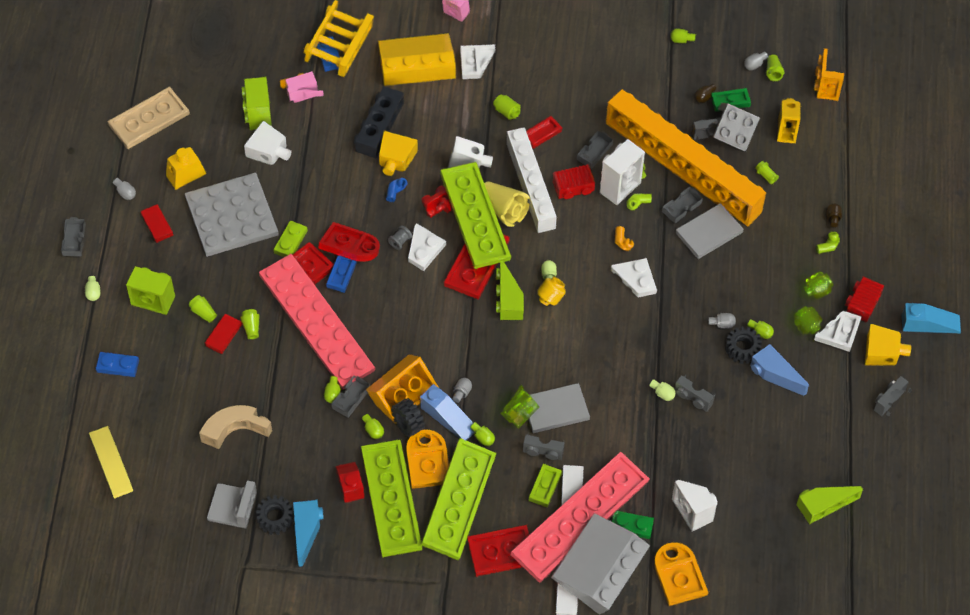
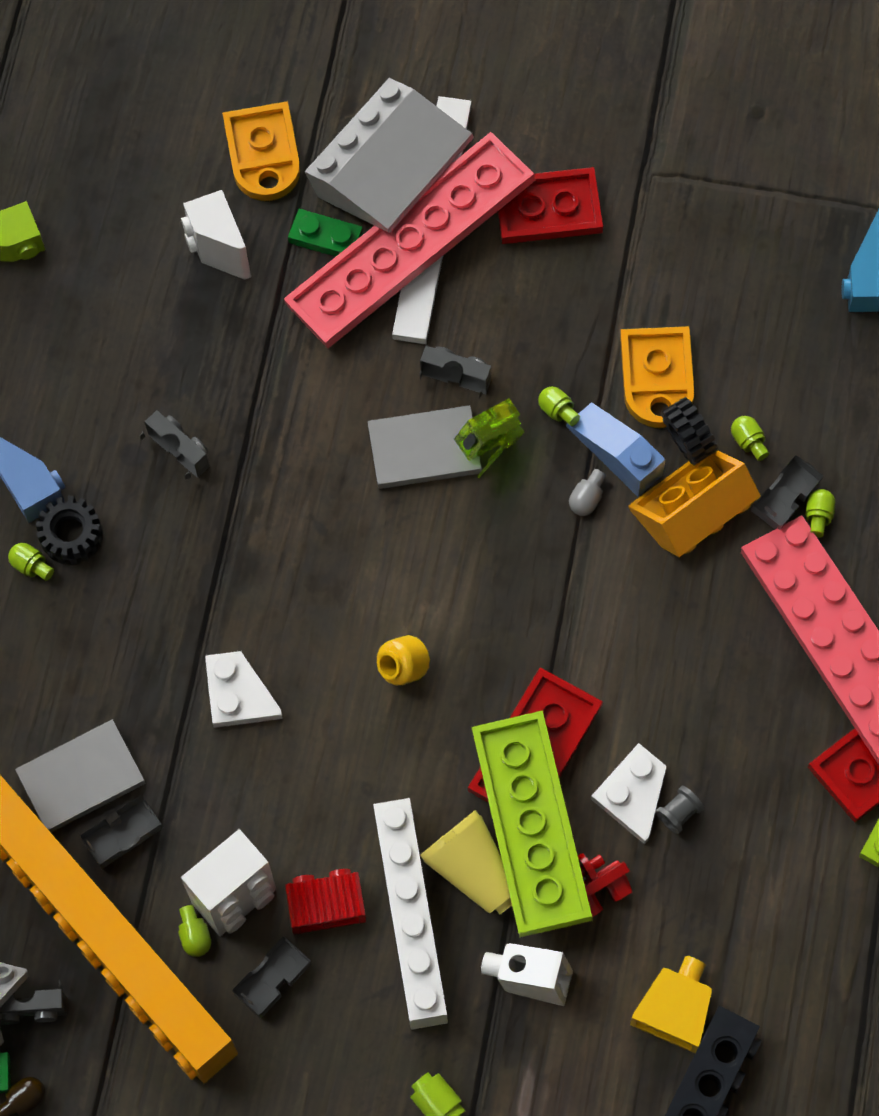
camera: 170 degrees left, 10 degrees up
(341, 274) = (795, 745): blue plate -> none
(349, 243) = (780, 806): red tile -> none
(350, 482) = (795, 342): red slope -> none
(391, 498) = (725, 309): lime plate -> none
(395, 187) = (682, 931): blue arm -> none
(458, 499) = (610, 292): lime plate -> none
(511, 297) = (479, 659): lime slope -> none
(543, 131) = (372, 1039): red tile -> none
(545, 485) = (461, 306): lime plate -> none
(548, 269) = (401, 711): yellowish green cylinder -> none
(623, 243) = (253, 768): light orange arm -> none
(637, 199) = (188, 859): lime arm -> none
(663, 390) = (229, 460): yellowish green cylinder -> none
(723, 320) = (95, 583): light grey cylinder -> none

